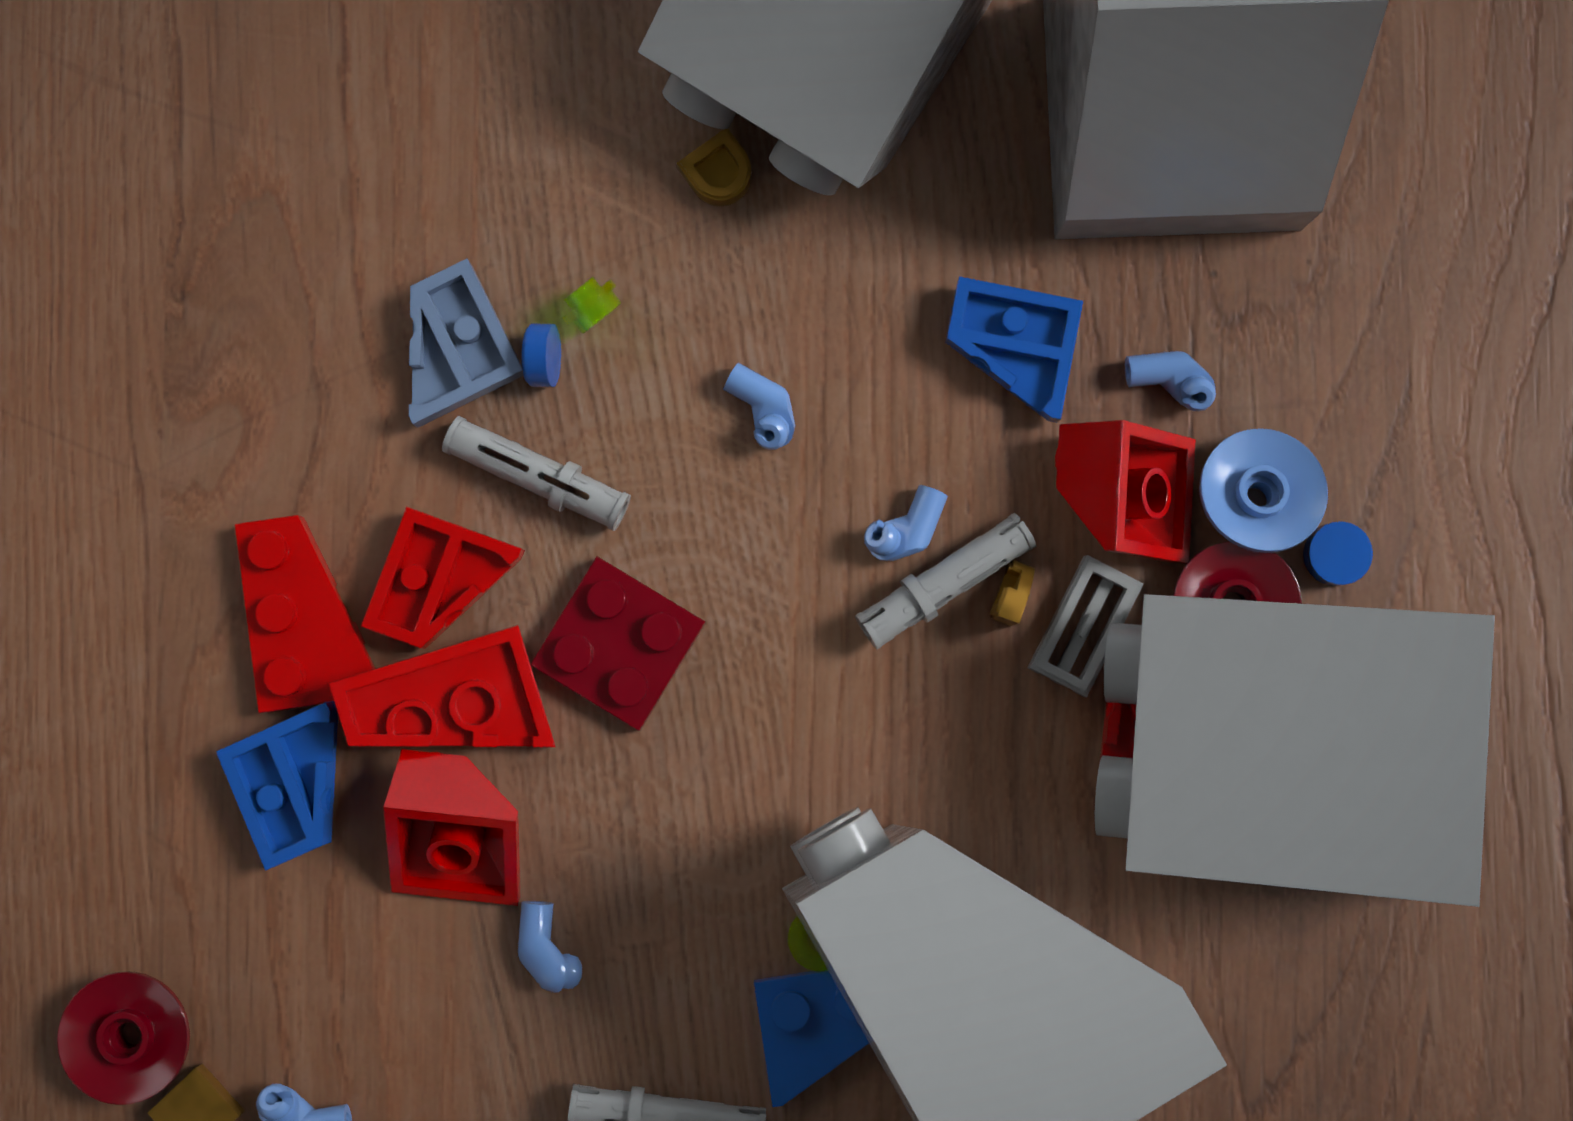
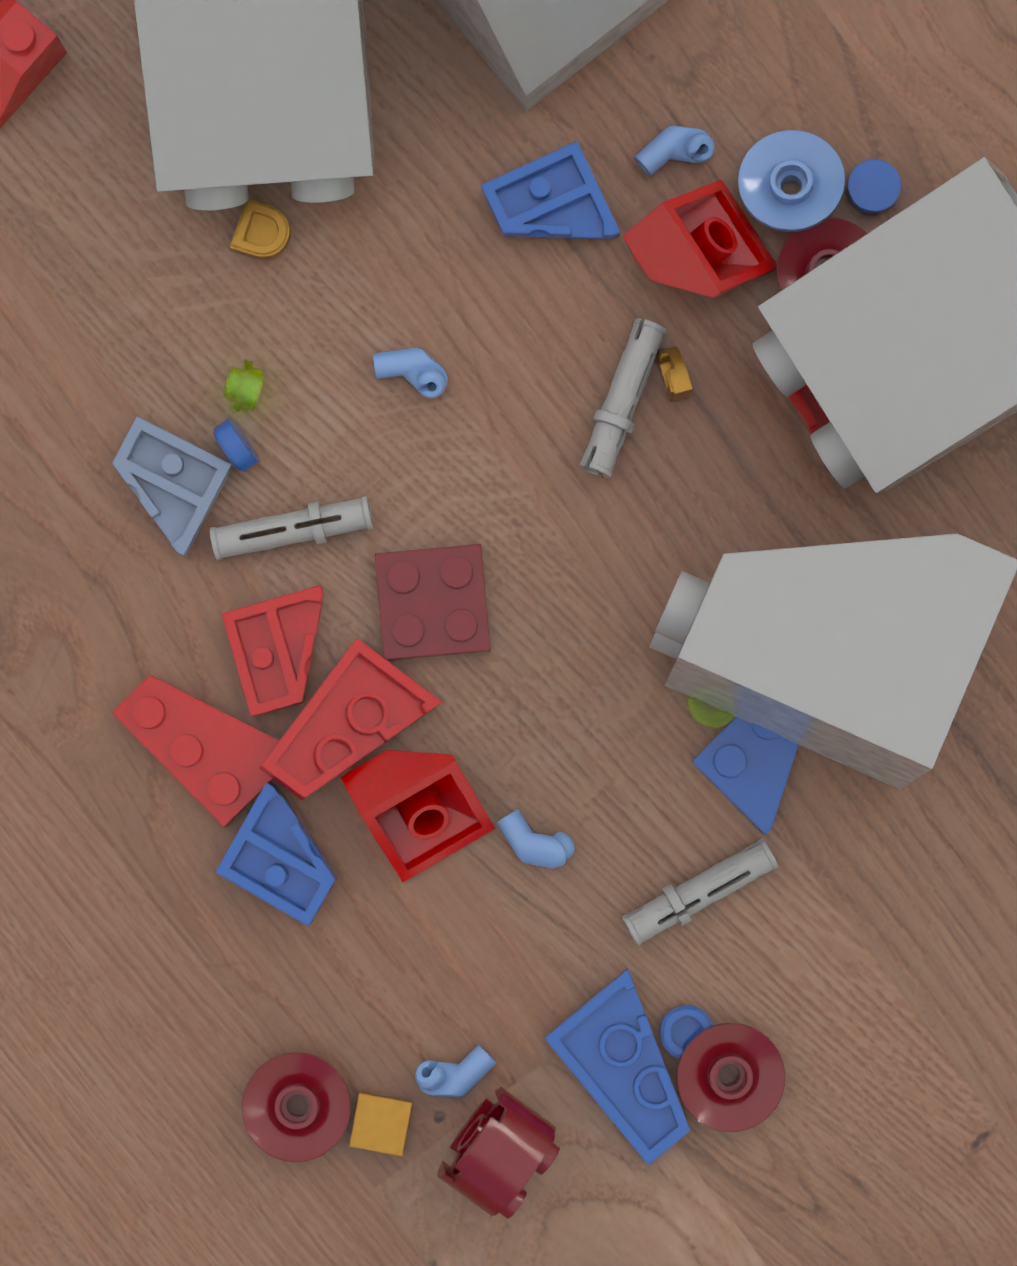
camera: 30 degrees left, 0 degrees up
(910, 532) = (574, 384): medium blue arm -> none
(1060, 673) = (746, 404): light grey tile -> none

